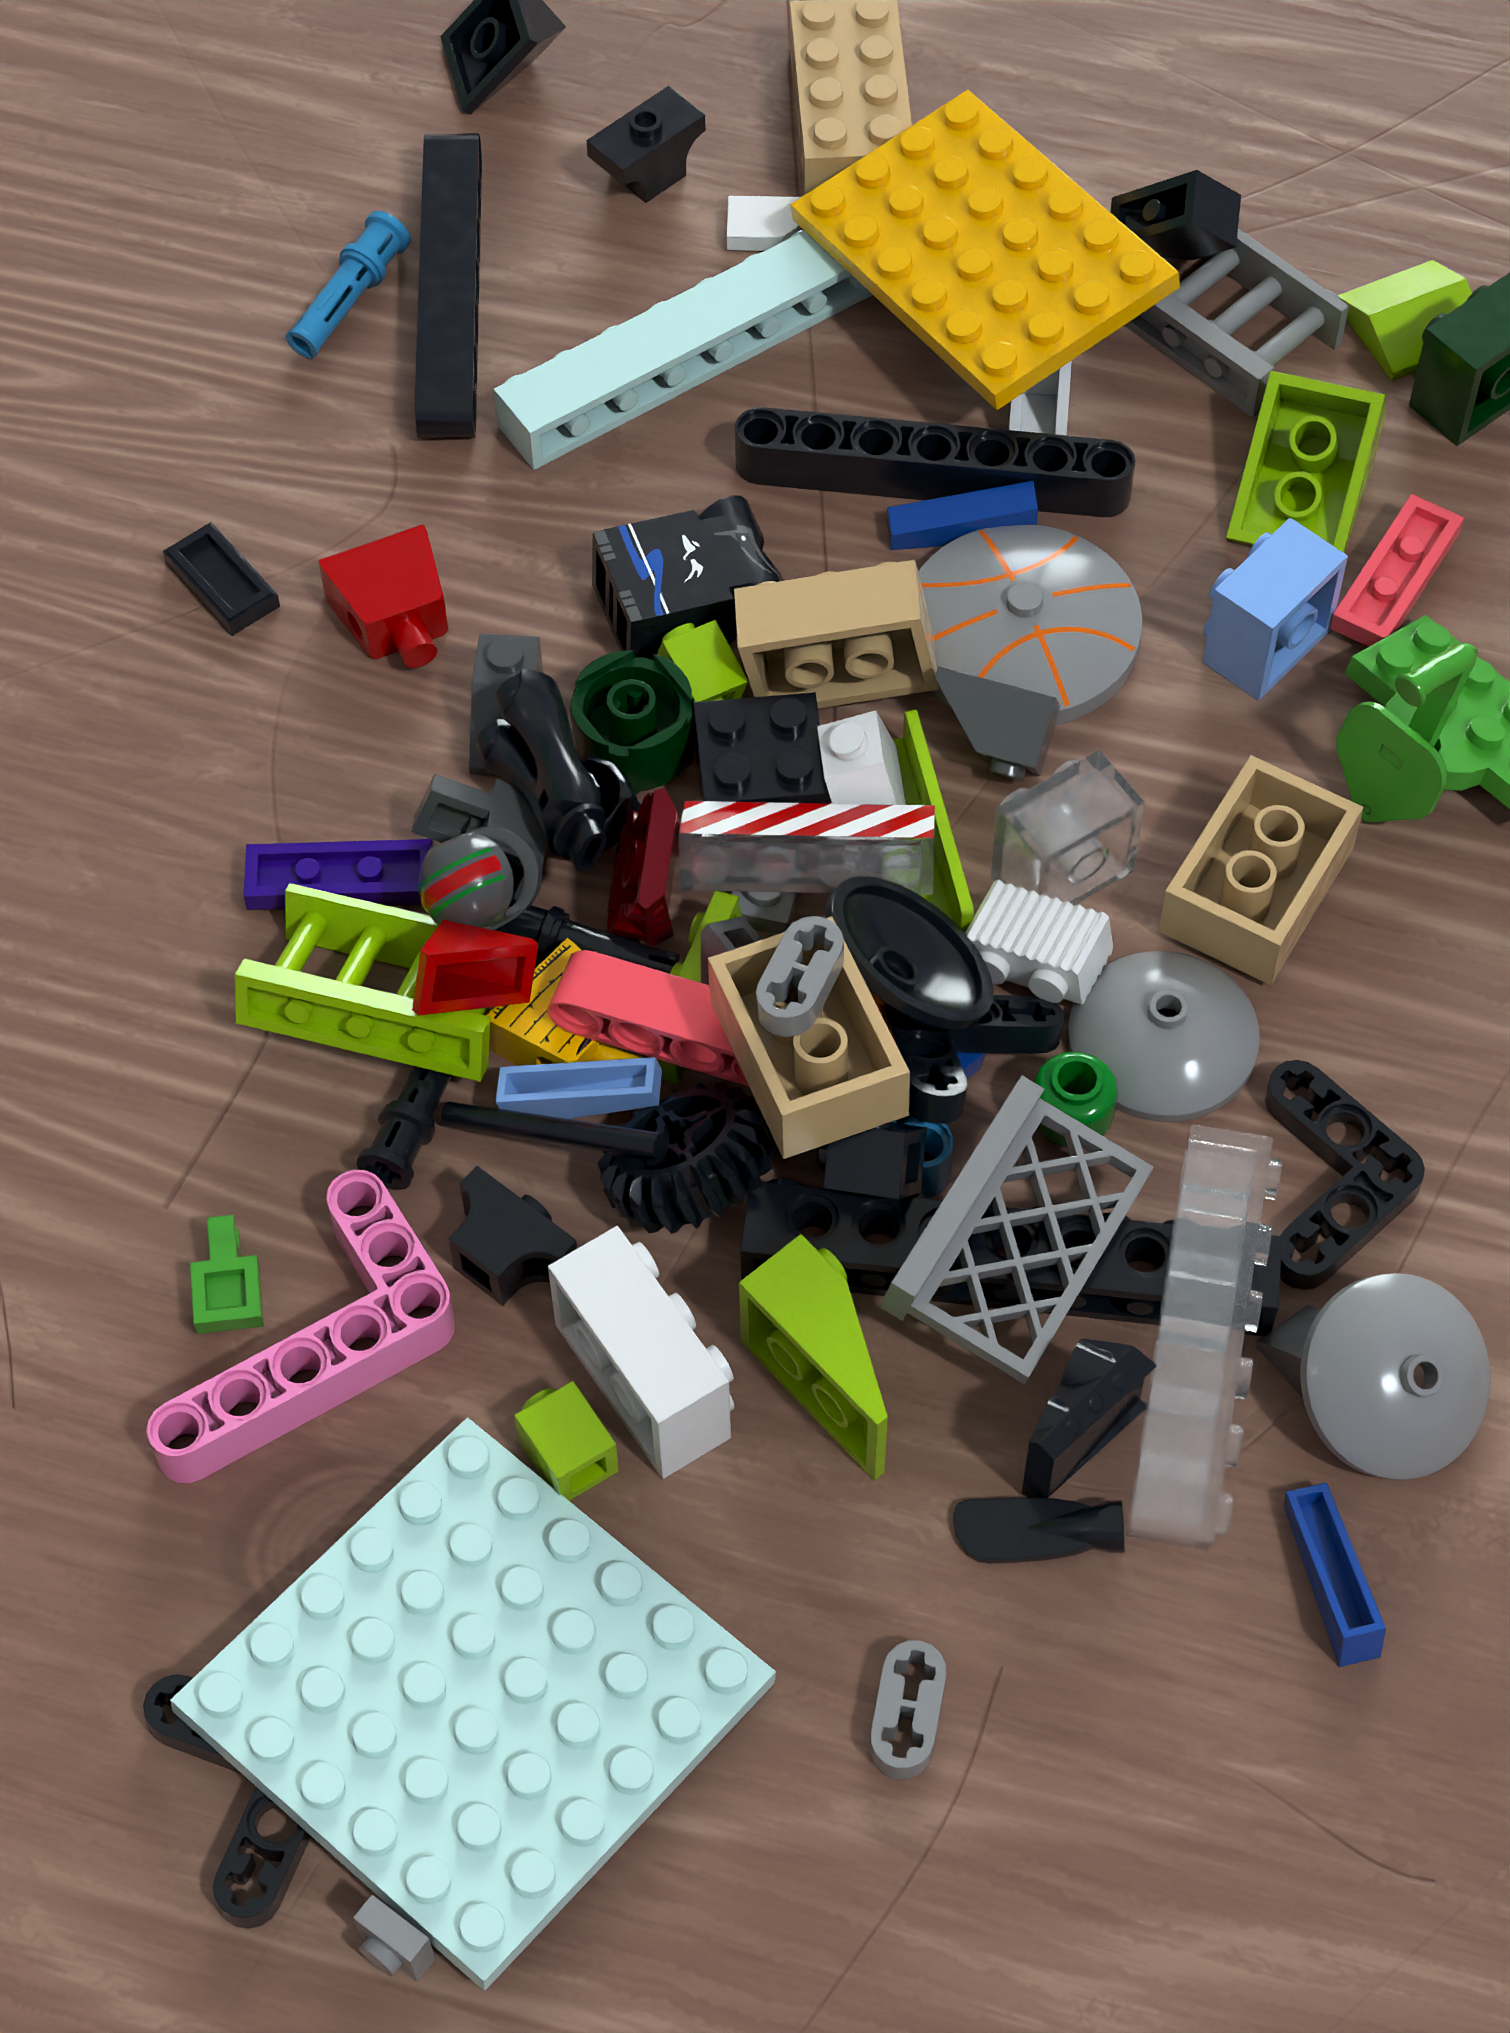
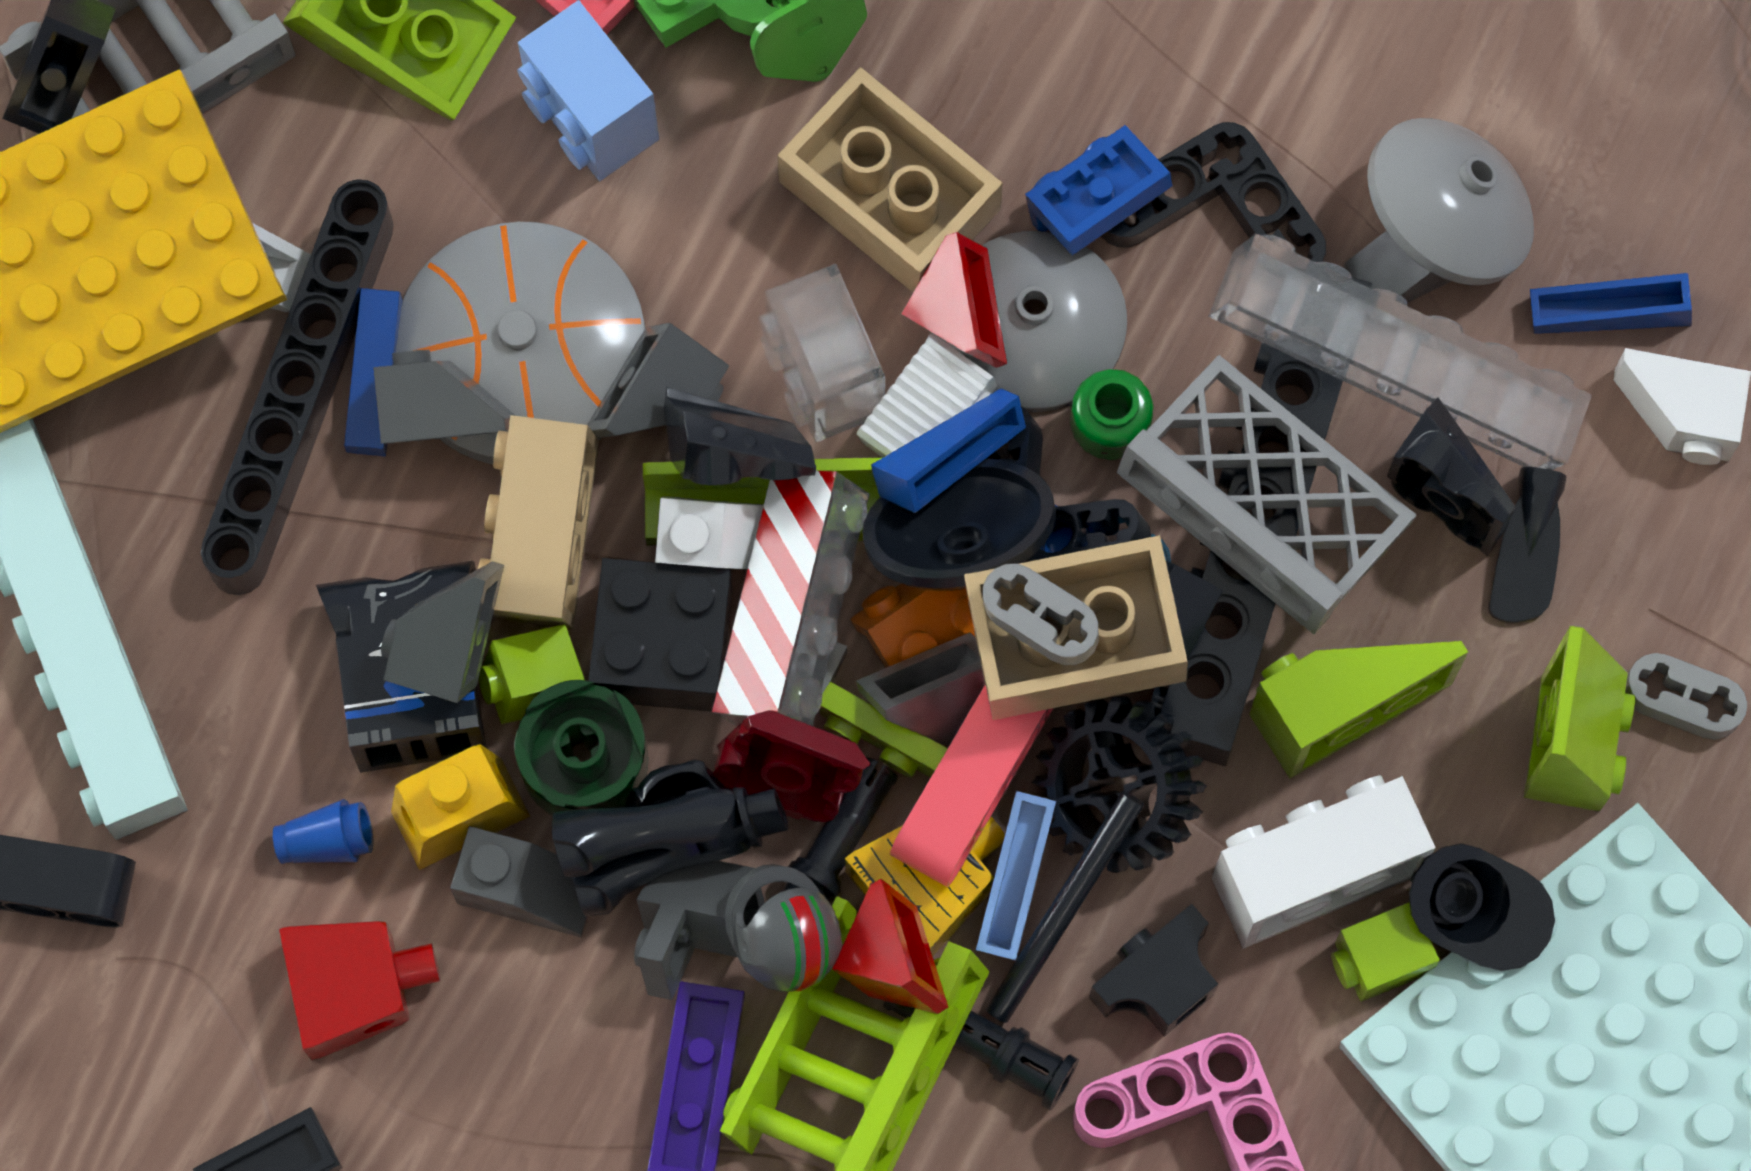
camera: 80 degrees left, 15 degrees up
(524, 560) = (325, 835): none -> blue cone
(567, 626) = (447, 798): none -> yellow torso
(619, 1507) = (1481, 907): none -> black piece
(697, 562) = (444, 637): none -> dark grey slope
(836, 1568) = (1579, 726): none -> lime slope
(940, 539) = (433, 401): none -> dark grey slope
(949, 758) = (727, 443): none -> black slope
(991, 948) = (948, 451): none -> blue piece
(1150, 940) = (960, 300): none -> slope
(1238, 1662) = (1686, 403): none -> white slope
(1307, 1046) = (1097, 190): none -> blue bracket

